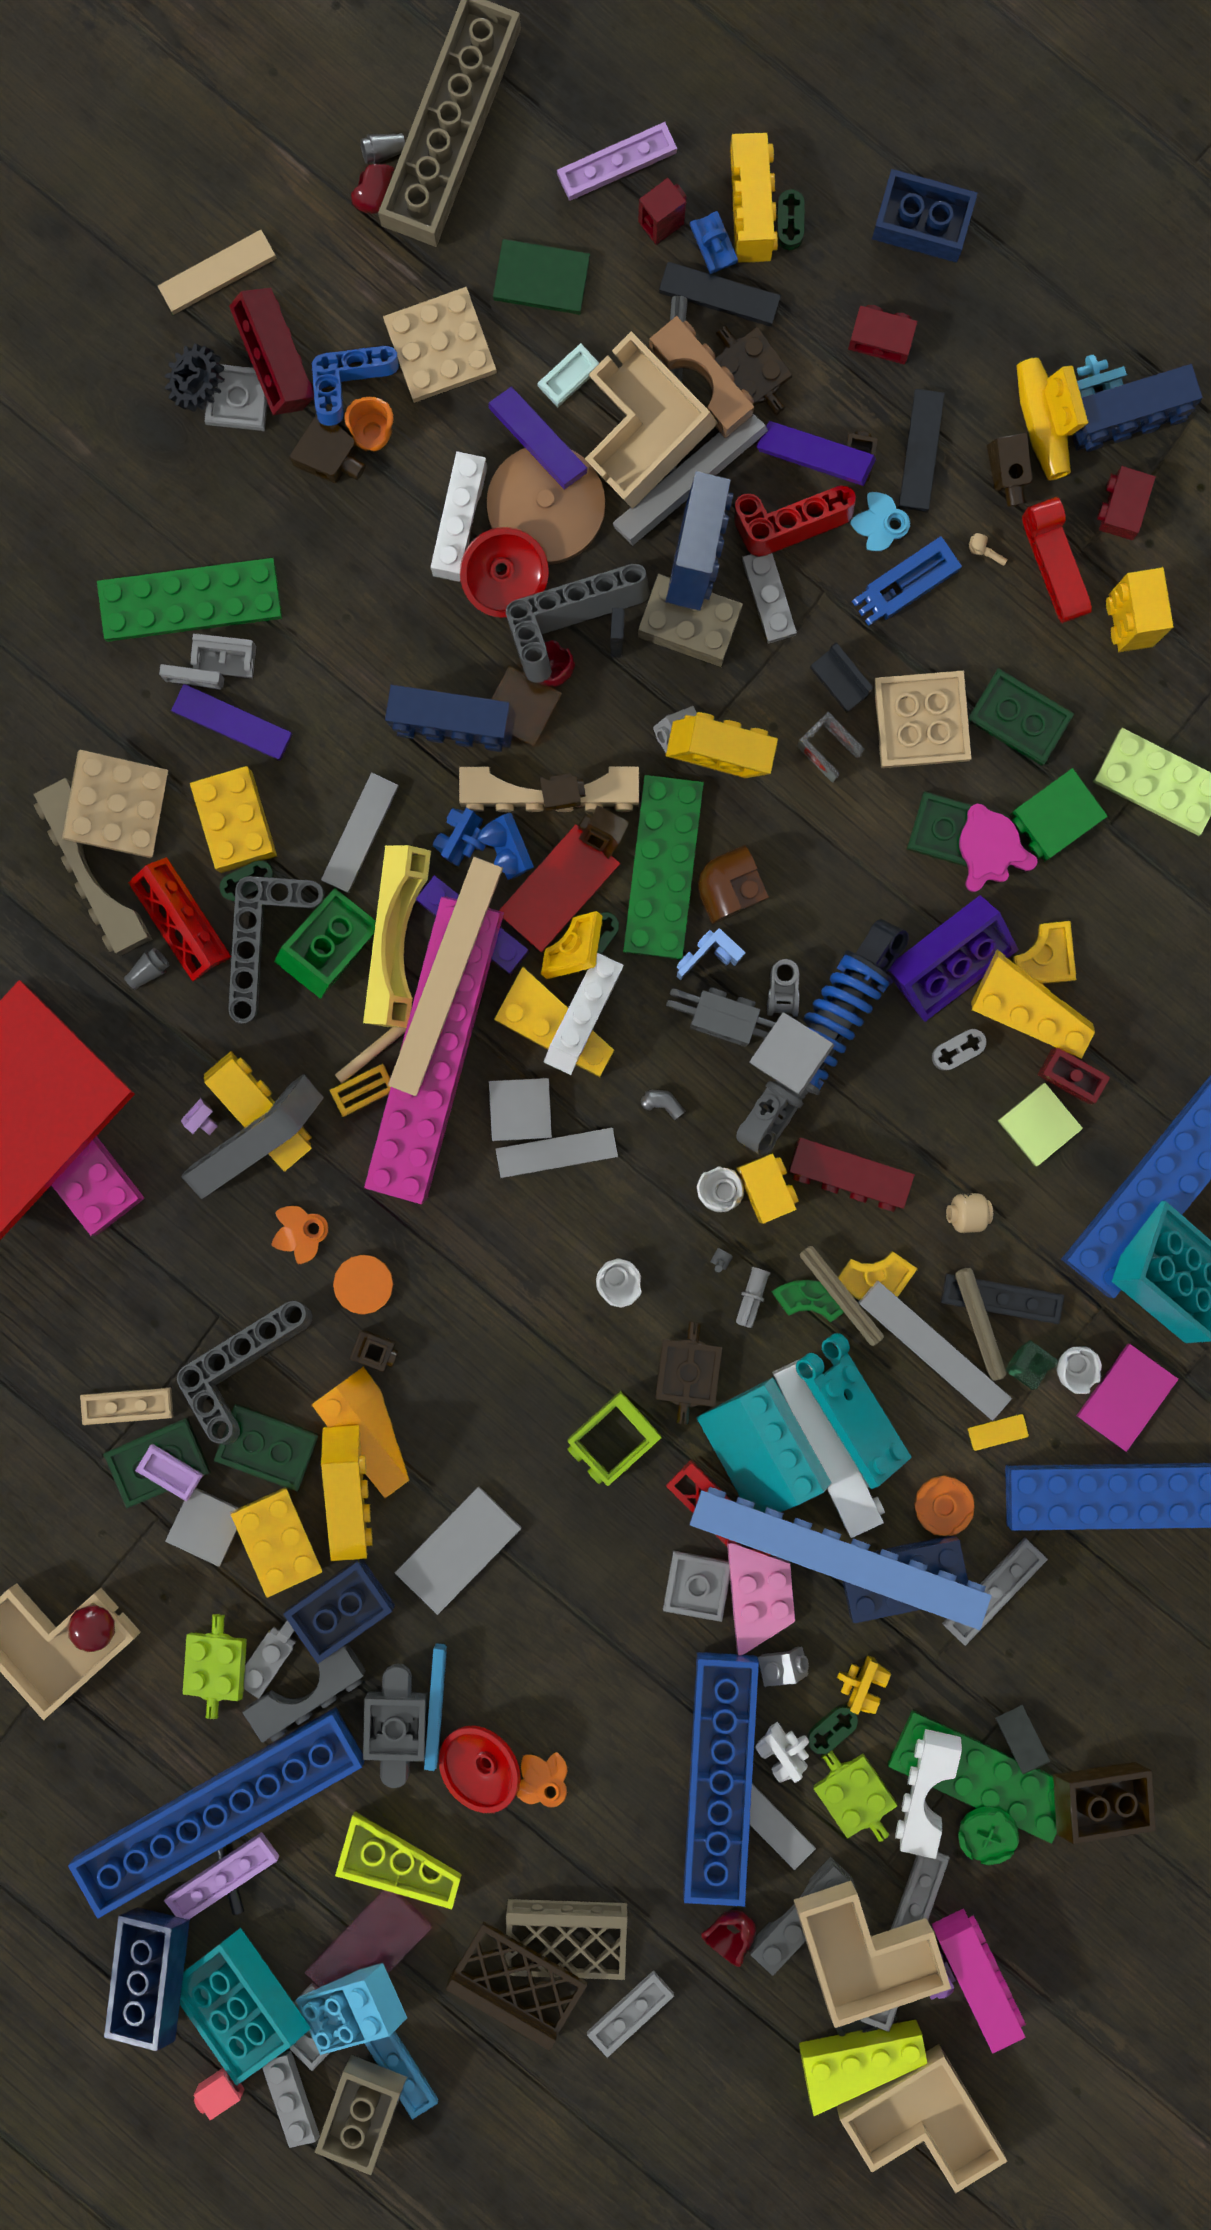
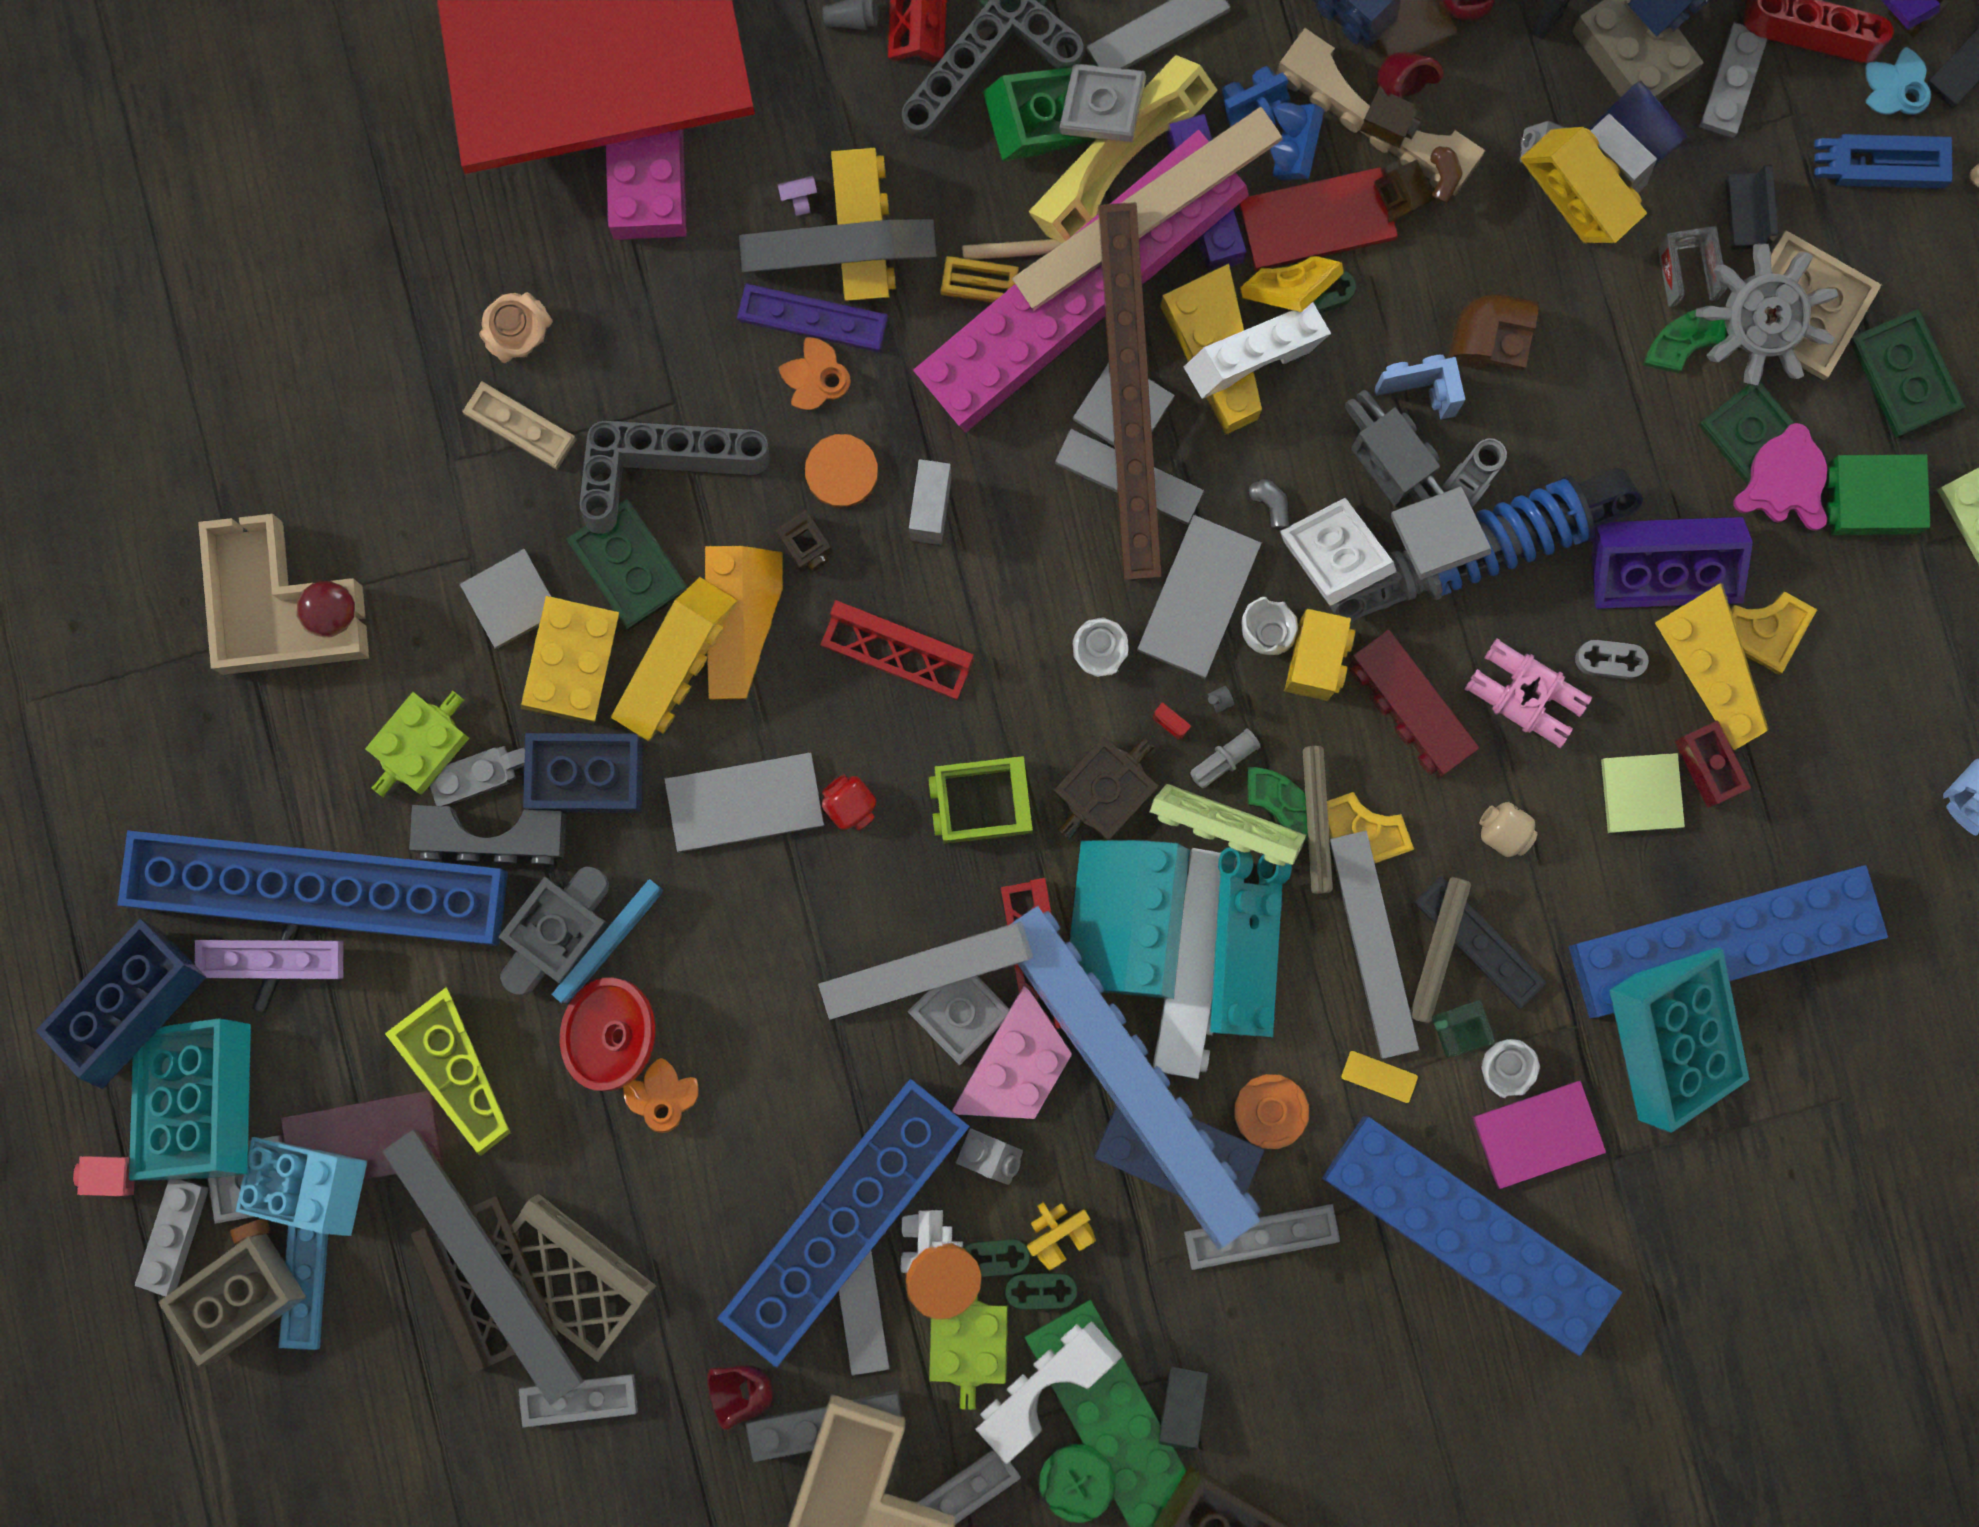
camera: 40 degrees right, 5 degrees down
(75, 1345) = (514, 325): none -> light nougat hair
(169, 1472) = (514, 517): lavender tile -> none
(174, 1439) = (508, 502): dark green tile -> none
(269, 1194) = (812, 318): none -> dark purple tile
(338, 2061) = (253, 1228): none -> dark orange tile
(360, 915) = (1102, 102): none -> light grey tile
(438, 1267) = (930, 502): none -> flat silver piece
(483, 1368) = (900, 636): none -> red fence
(507, 1976) = (483, 1266): none -> dark grey tile
(518, 1102) = (1129, 390): none -> reddish brown plate
(527, 1502) = (849, 802): none -> red head
(548, 749) = (1408, 73): none -> dark red hair
(624, 798) = (1449, 171): none -> reddish brown arm
(658, 1581) = (926, 970): none -> light grey tile
(659, 1200) = (1199, 596): none -> light grey tile
(663, 867) = (1438, 270): green plate -> none
(700, 1298) = (1171, 721): none -> red tile
(731, 681) = (1646, 121): none -> clear blue tile
(731, 1109) = (1338, 551): none -> white plate
(732, 707) = (1626, 151): none -> flat silver piece
(786, 1343) = (1241, 829): none -> yellowish green plate
(812, 1772) = (943, 1281): none -> orange tile
(857, 795) = (1681, 339): none -> green tile
(882, 1734) = (1041, 1300): none -> dark green beam
(886, 748) = (1788, 312): none -> light grey gear
(931, 1124) = (1547, 686): none -> bright pink pin

